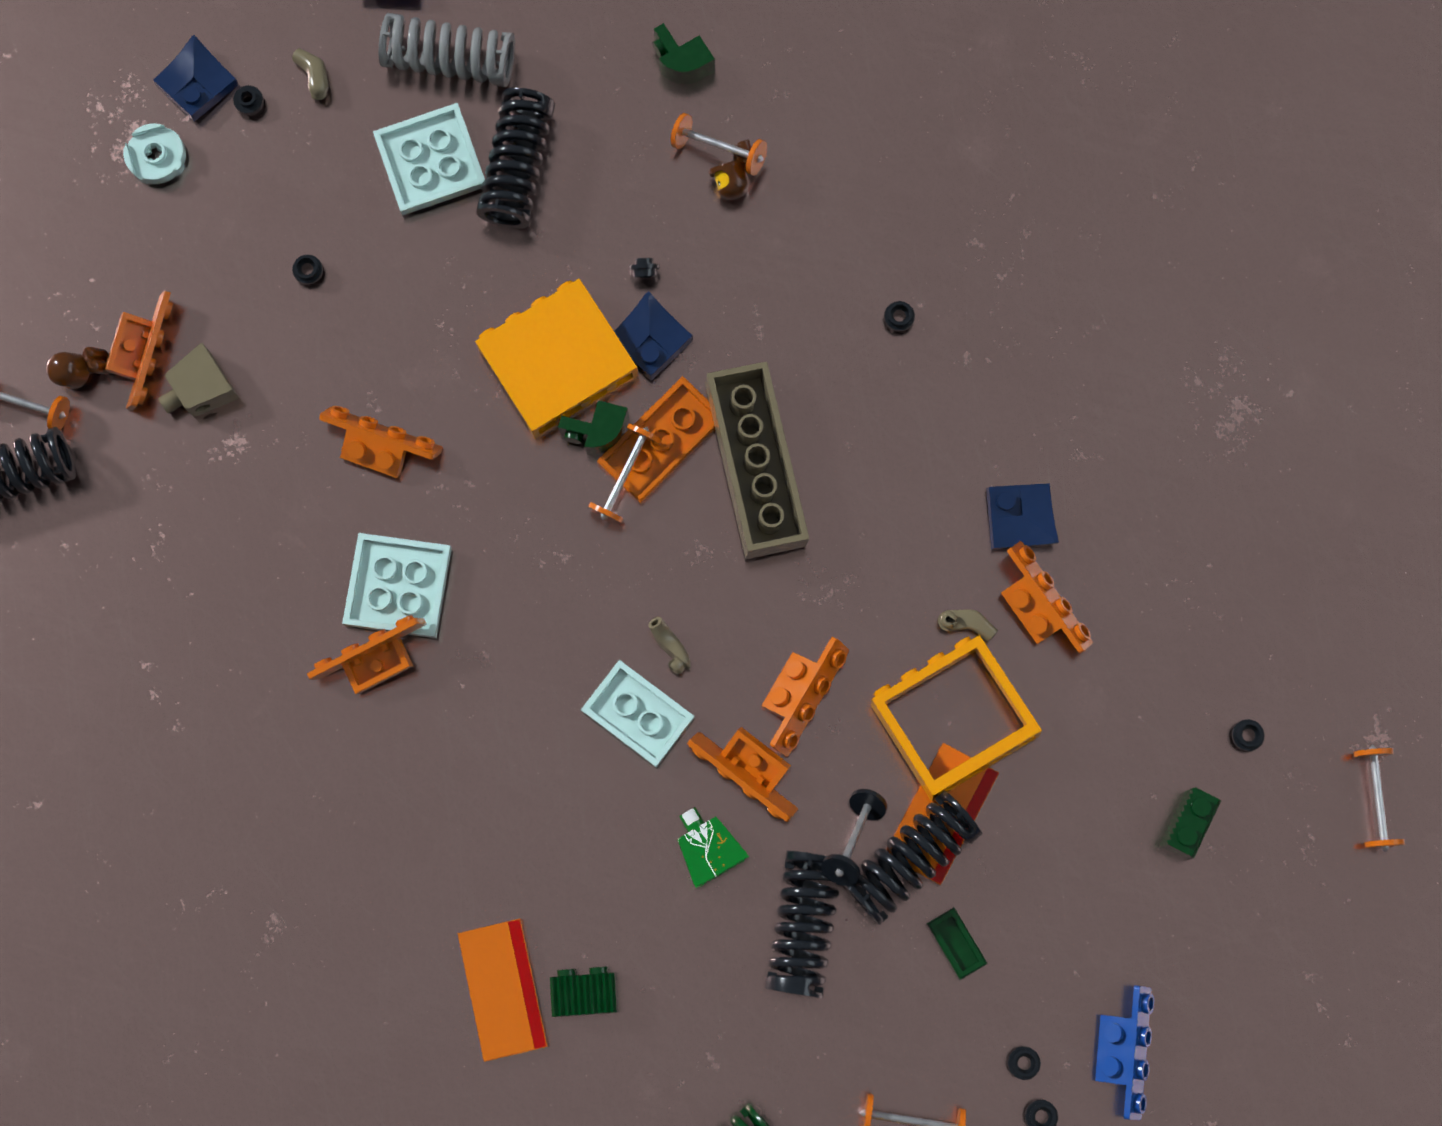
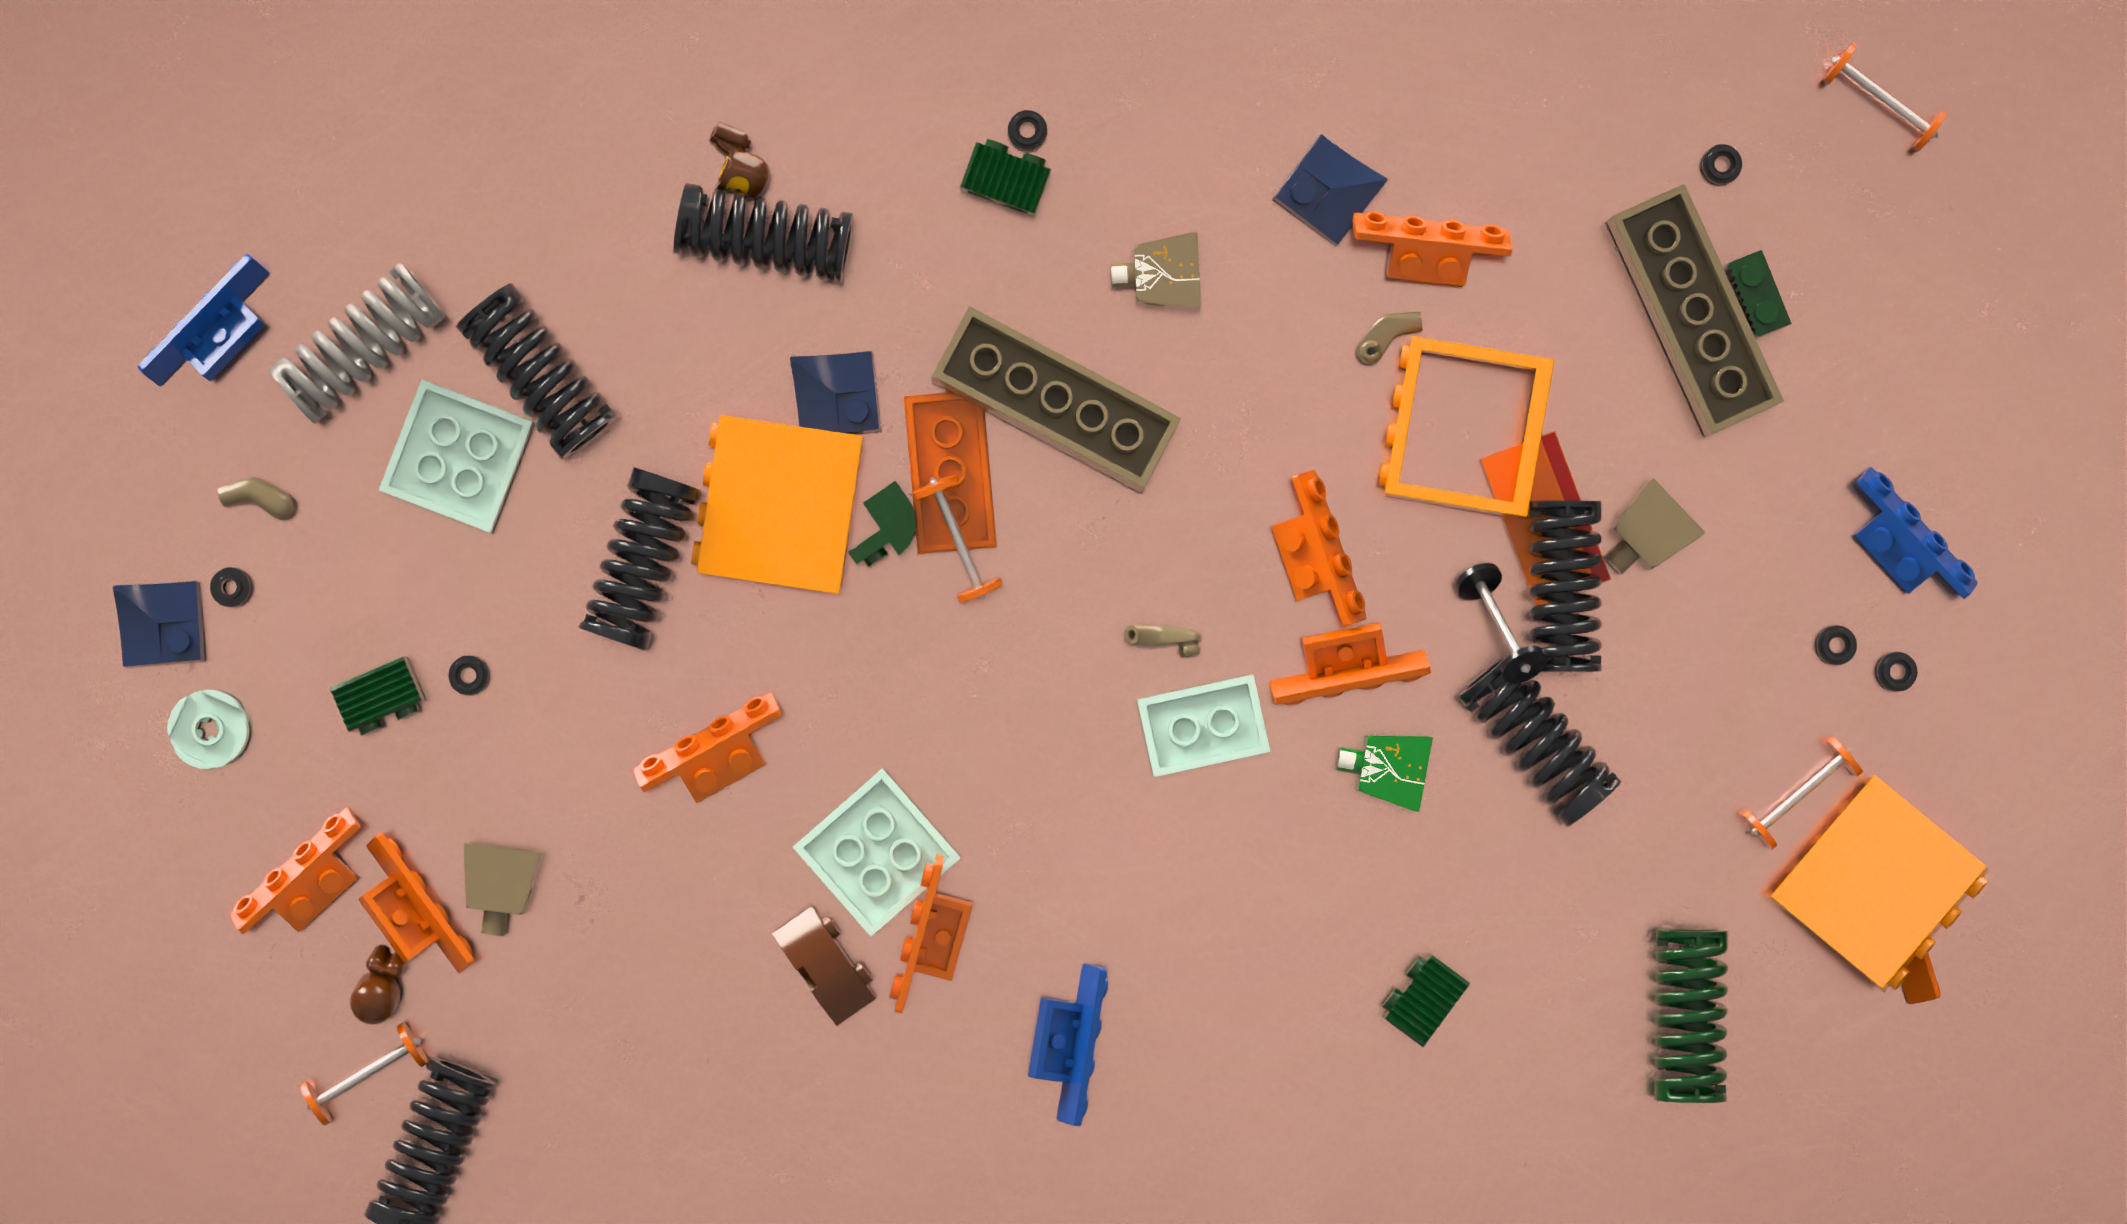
camera: 60 degrees left, 10 degrees up
(108, 279) = (305, 881): none -> orange bracket
(252, 228) = (378, 695): none -> dark green brick
(299, 620) = (824, 965): none -> reddish brown brick
(373, 794) = (1067, 1042): none -> blue bracket
(502, 990) = (1355, 1072): orange tile -> none
(503, 276) = (649, 487): none -> black piece
(644, 268) = (761, 339): black plate -> none
(682, 63) = (578, 113): dark green brick -> none
(682, 132) = (650, 179): orange axle -> none
(708, 206) = (827, 266): none -> black piece
(860, 326) = (1005, 177): none -> dark green brick
(886, 461) = (1163, 273): none -> dark tan torso
(956, 943) = (1676, 611): dark green tile -> none
(992, 883) = (1651, 529): none -> dark tan torso
(1147, 793) = (1694, 310): none -> dark tan brick

